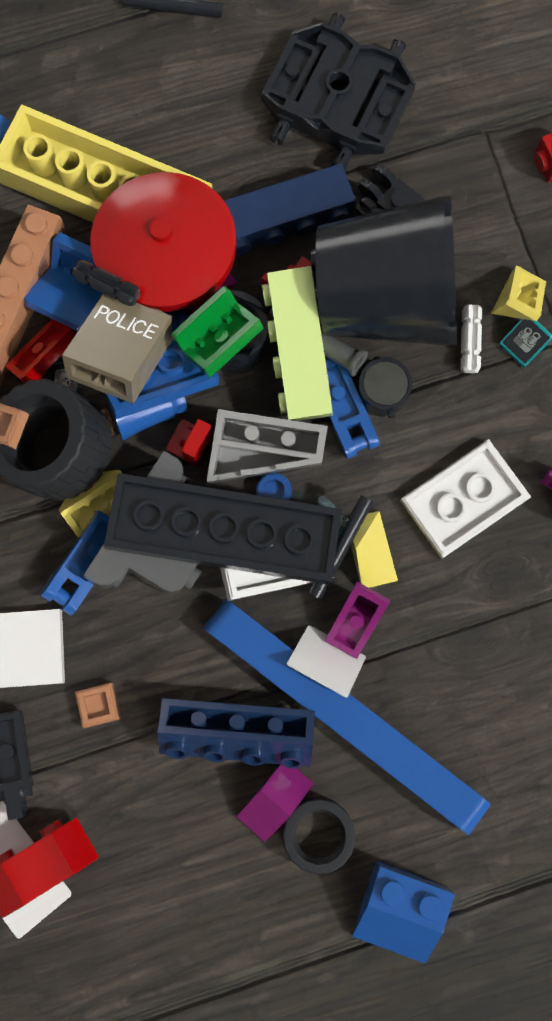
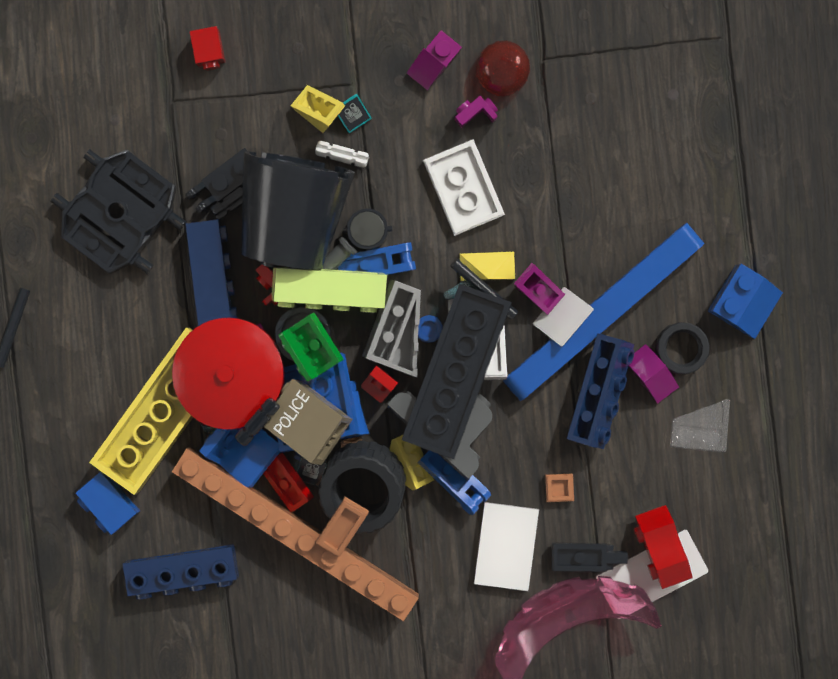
camera: 80 degrees left, 10 degrees up
(213, 888) = (702, 429): none -> clear wing

